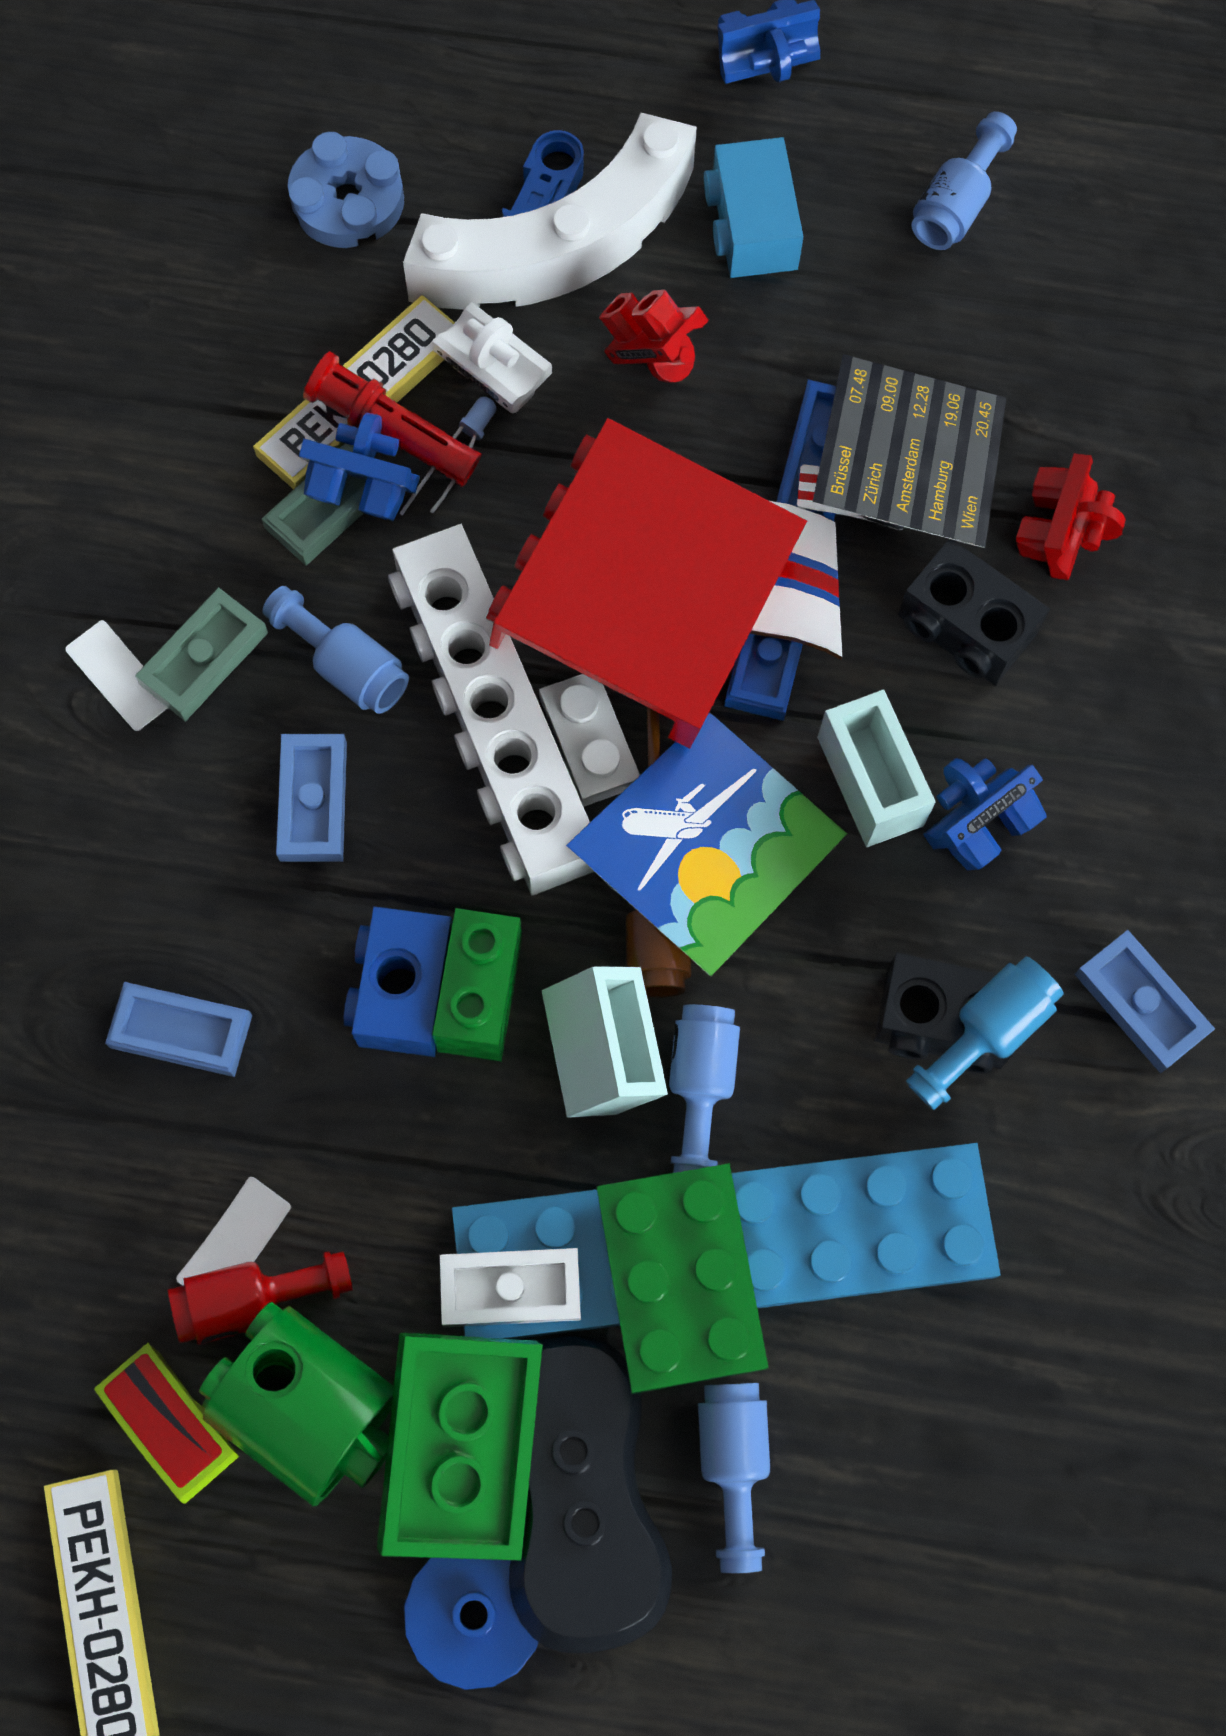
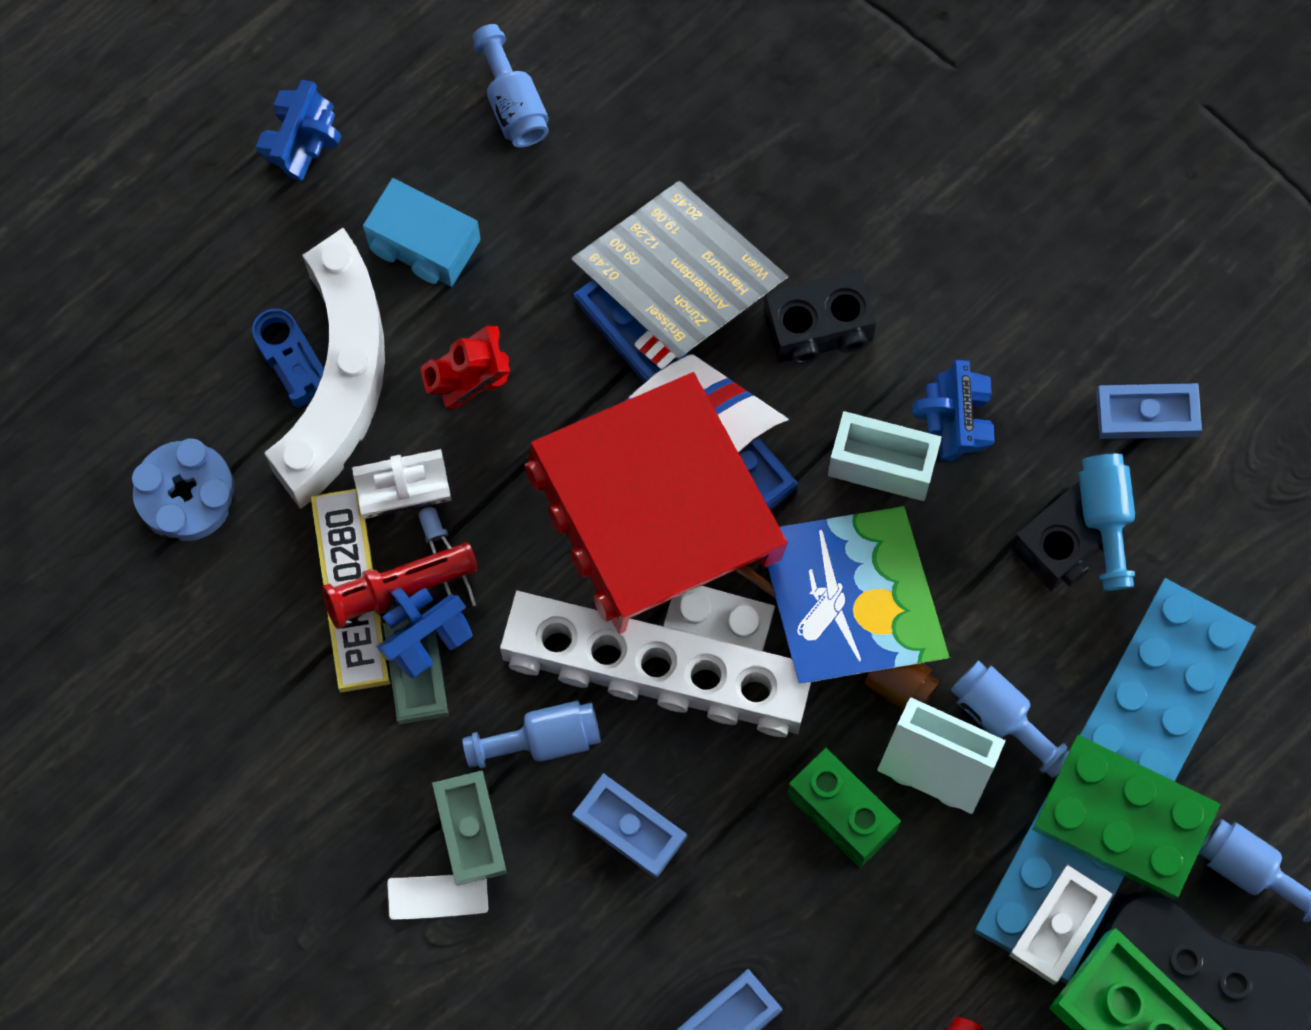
camera: 50 degrees left, 0 degrees up
(390, 943) = (794, 825): blue brick -> none
(1076, 514) = (783, 193): red hips -> none

